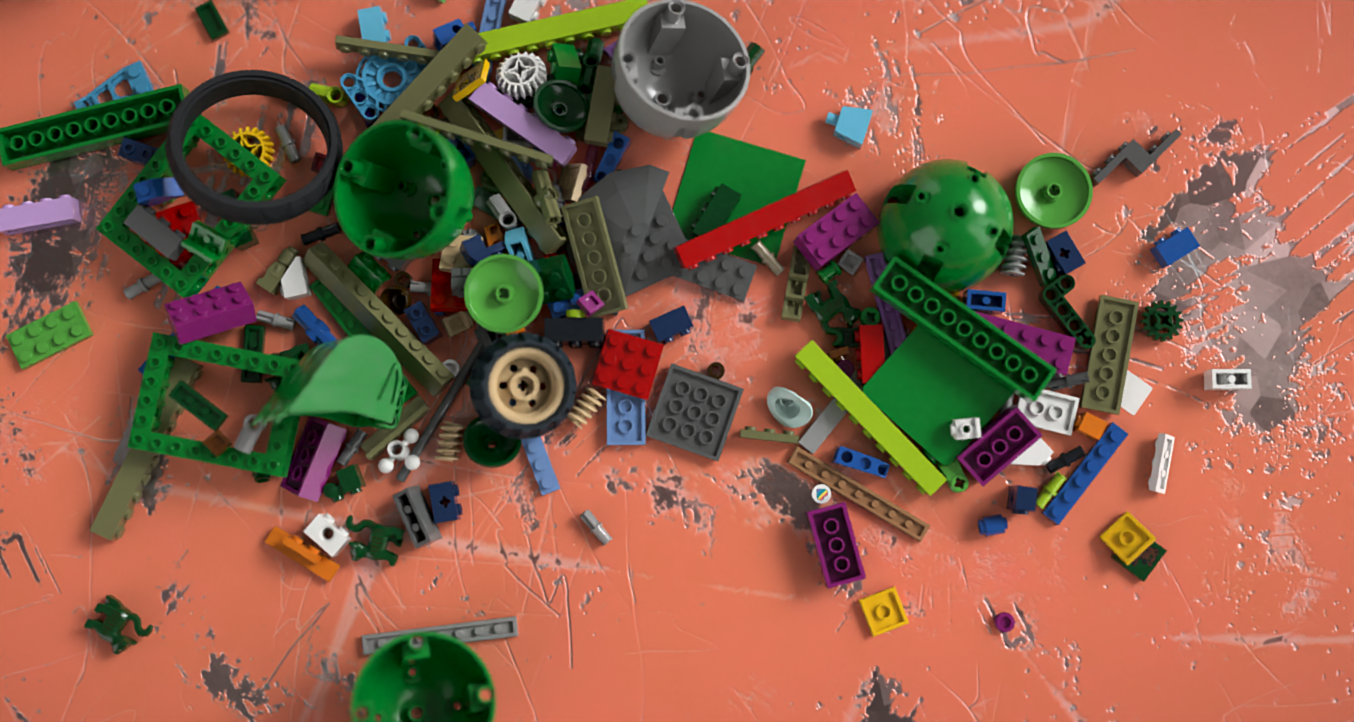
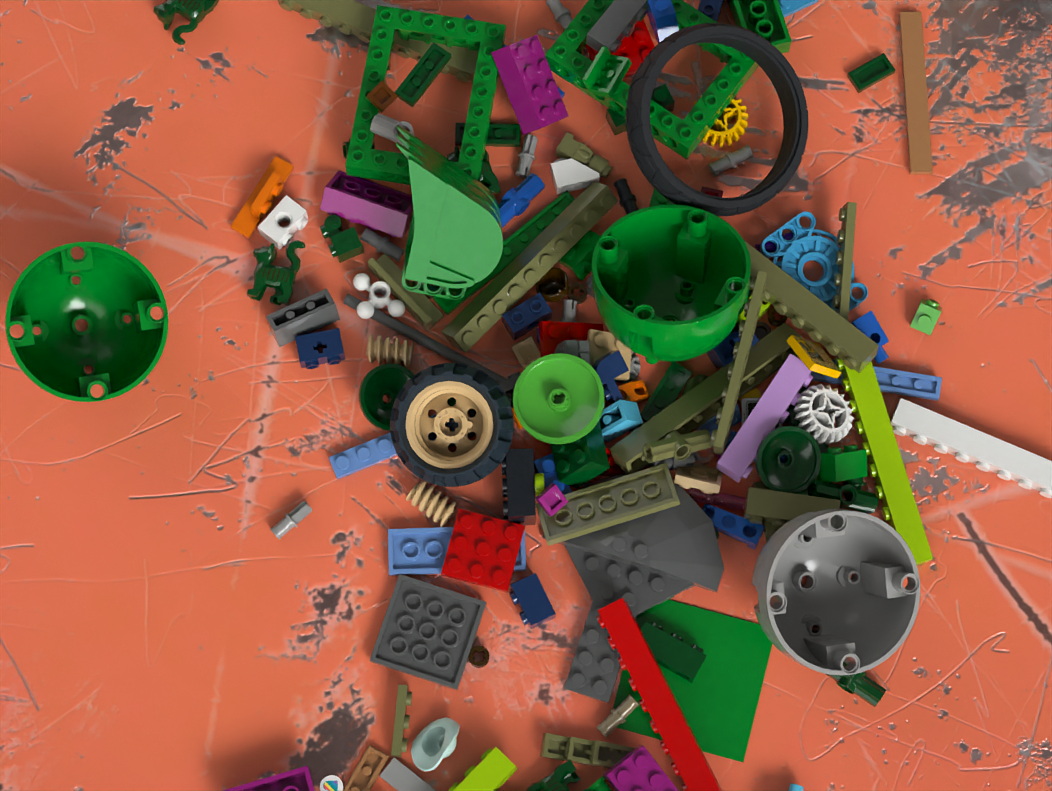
camera: 85 degrees right, 10 degrees down
(328, 94) = (790, 200): lime piece -> none
(373, 25) = (874, 248): medium azure brick -> none
(452, 366) = (477, 351): white tile -> none
(464, 632) = (171, 361): light grey tile -> none
(502, 211) = (659, 399): light grey piece -> none

